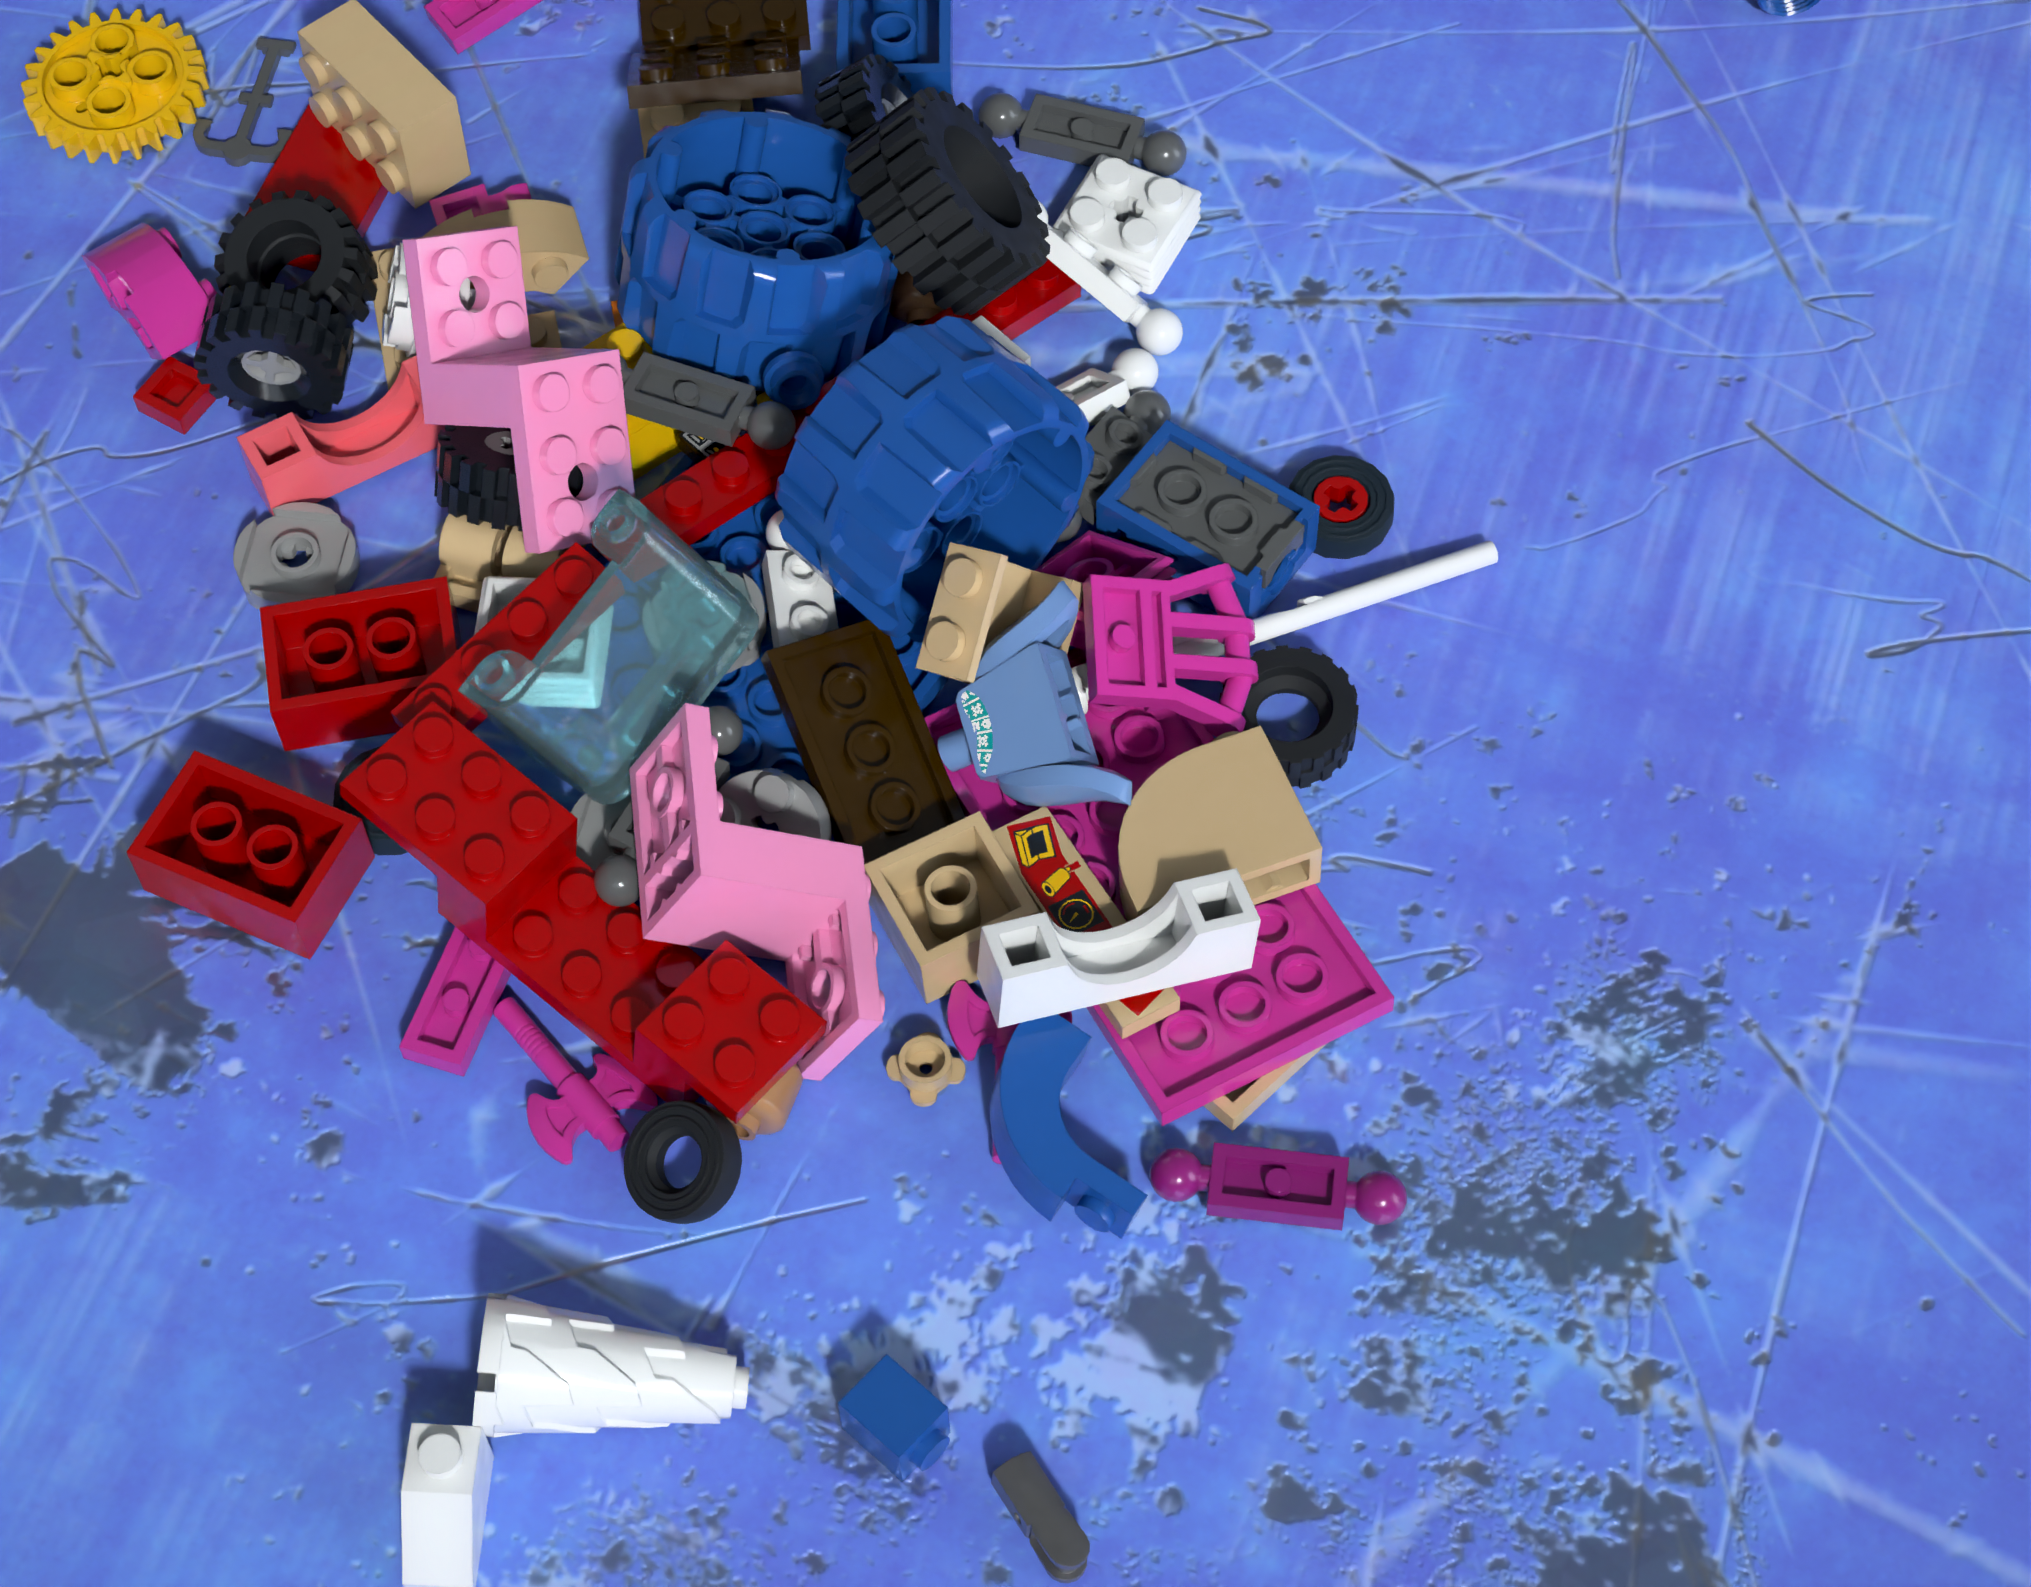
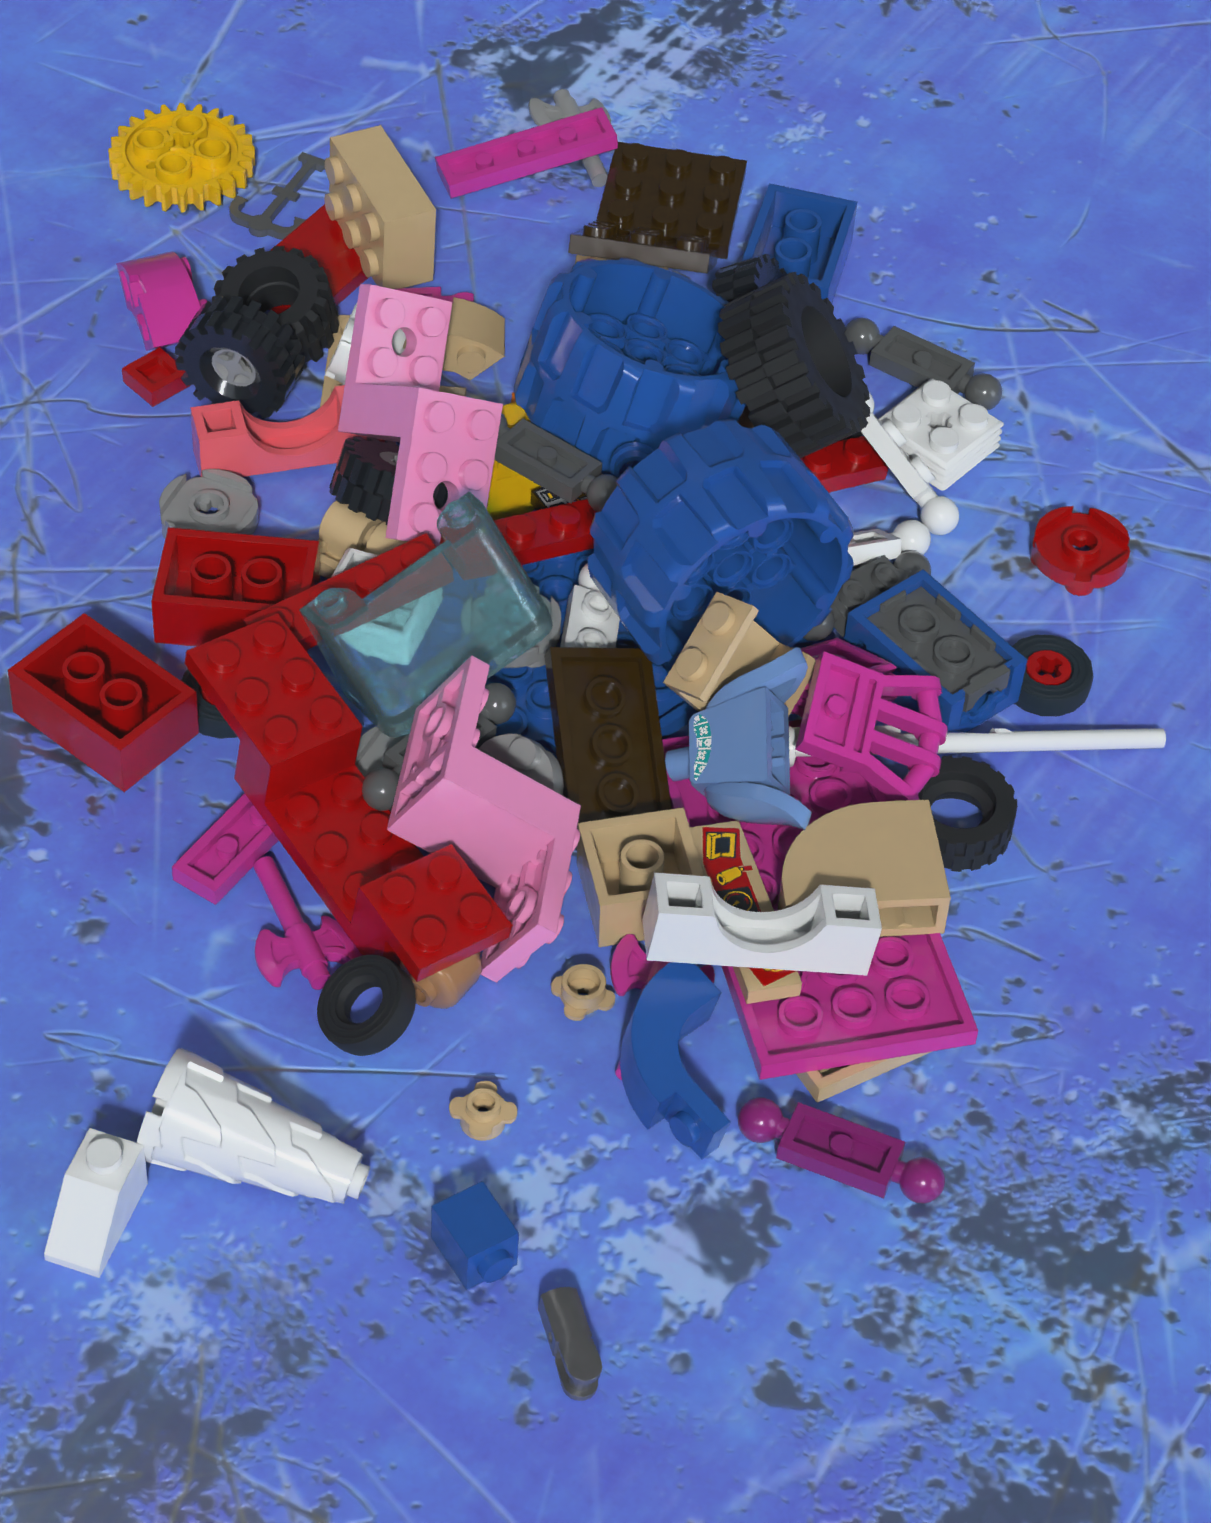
camera: 10 degrees right, 10 degrees down
(858, 1273) = (480, 1124): none -> tan plate
(1329, 358) = (1075, 568): none -> red plate

